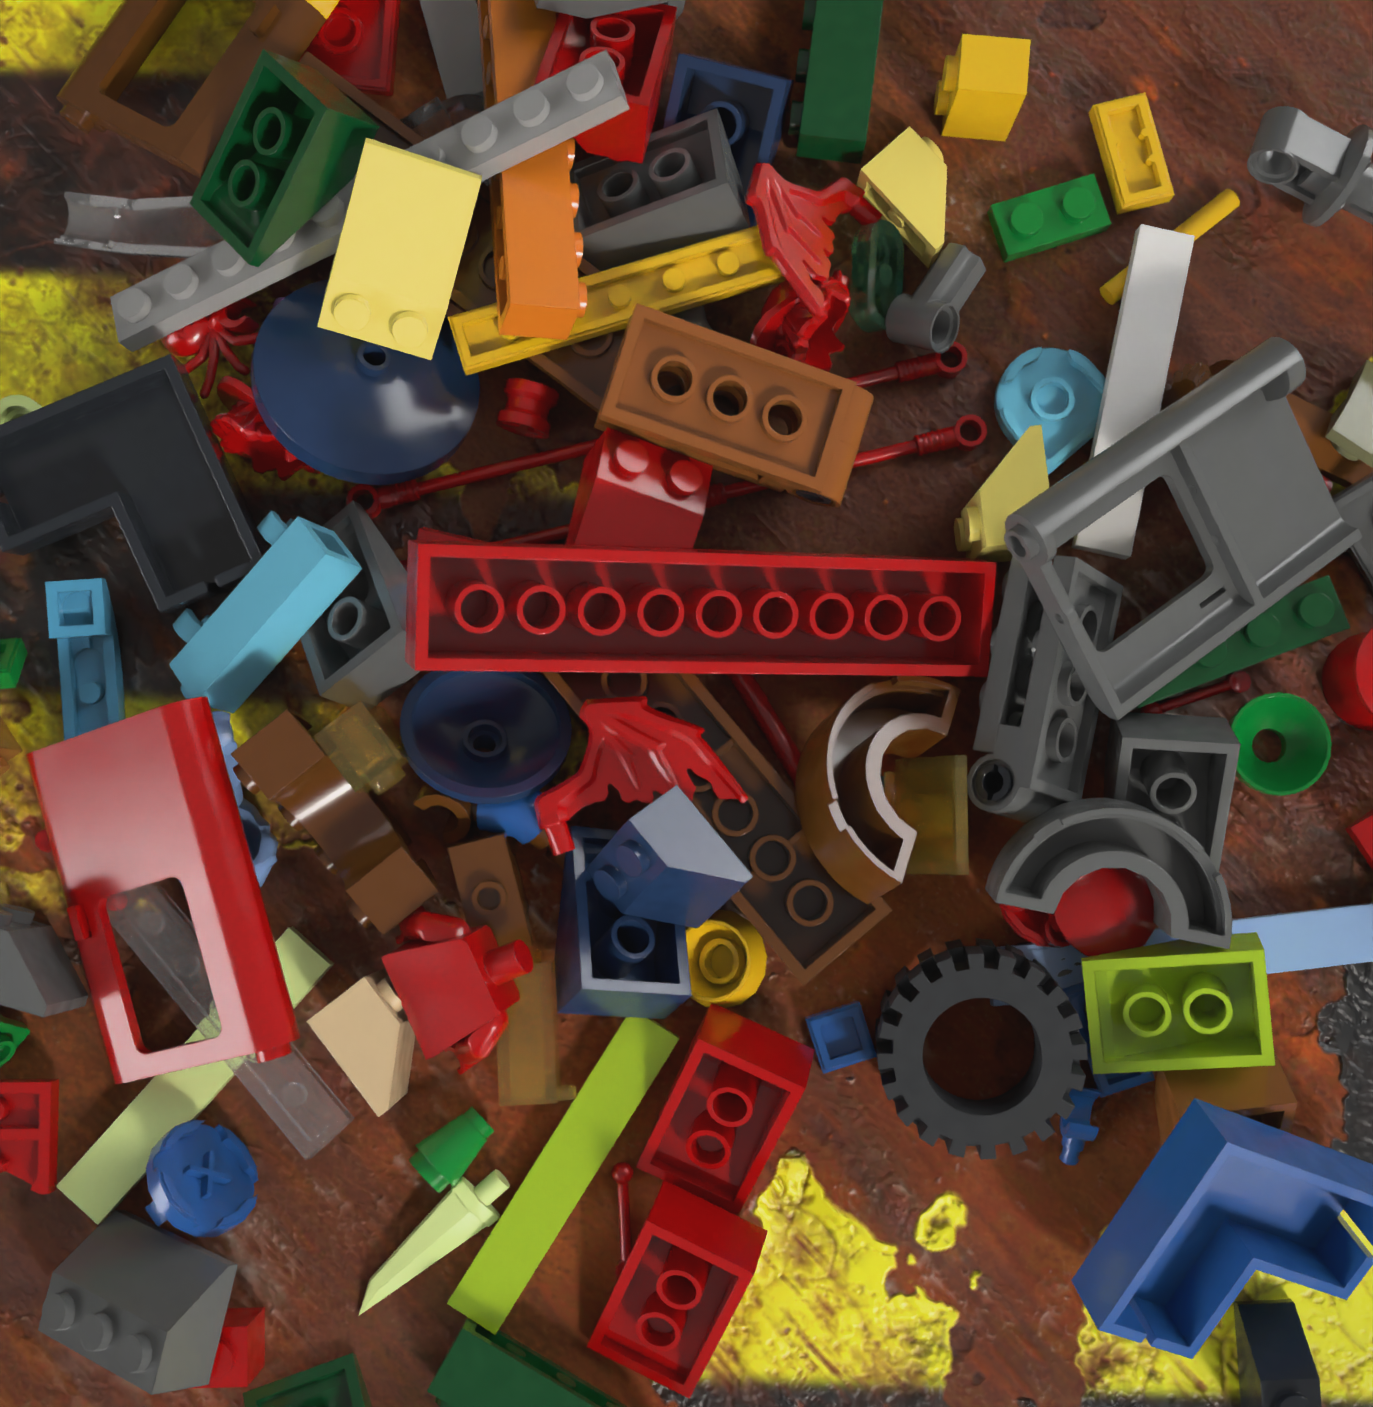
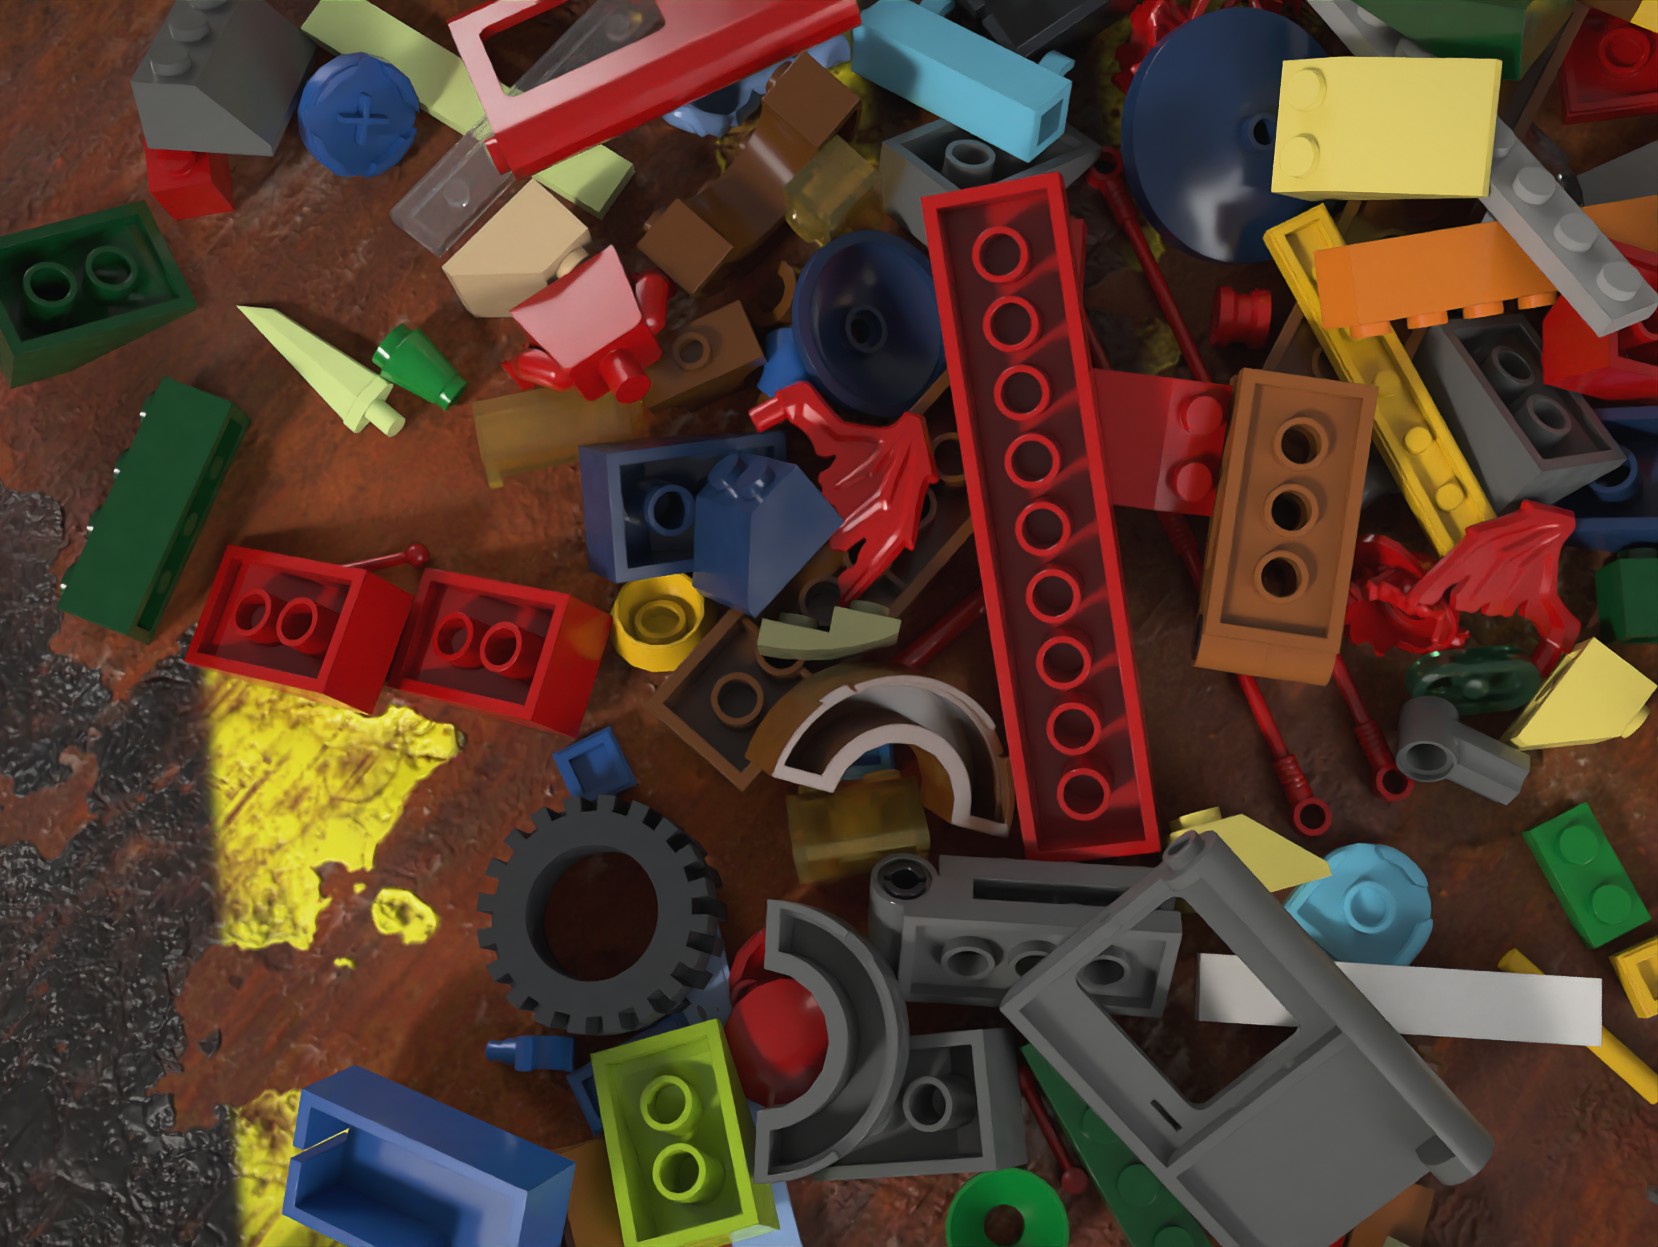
camera: 85 degrees right, 5 degrees down
(562, 1171) = (413, 491): lime tile -> none
(773, 795) = (851, 633): none -> olive slope

